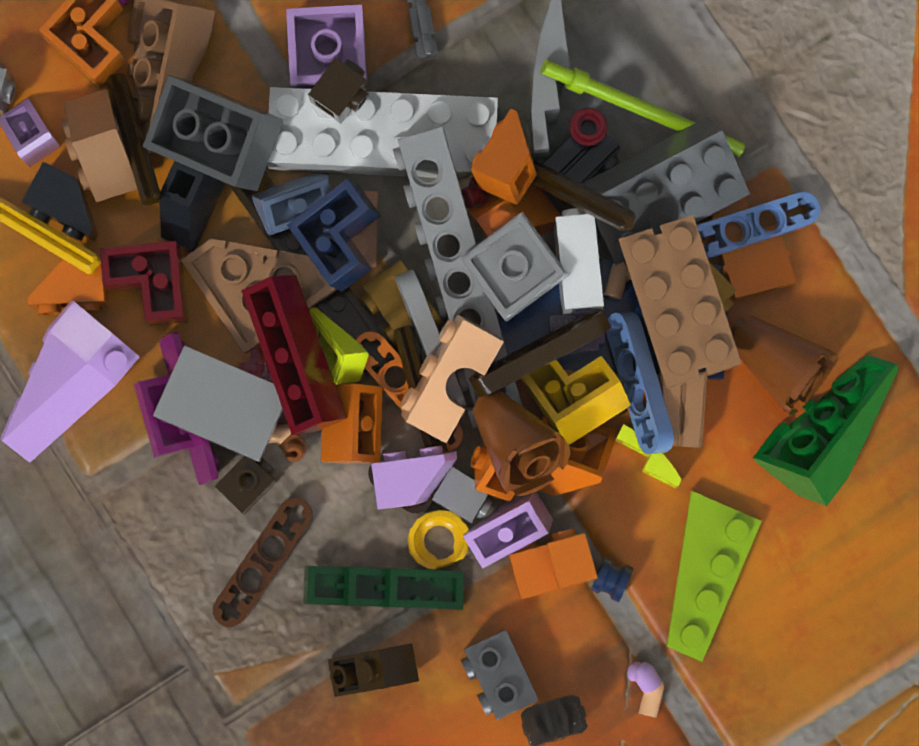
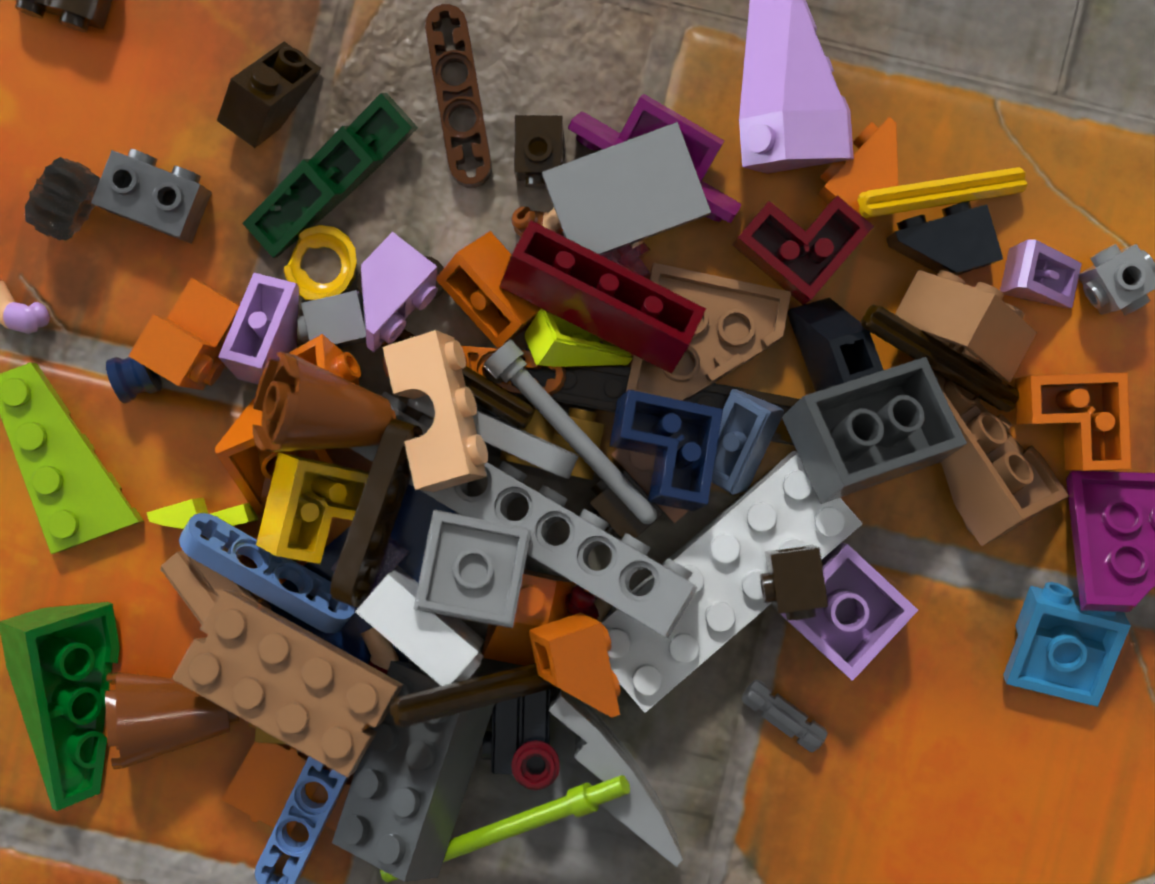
camera: 130 degrees right, 5 degrees up
(385, 368) = (510, 367): none -> light grey piece
(396, 229) = (616, 513): none -> dark brown brick

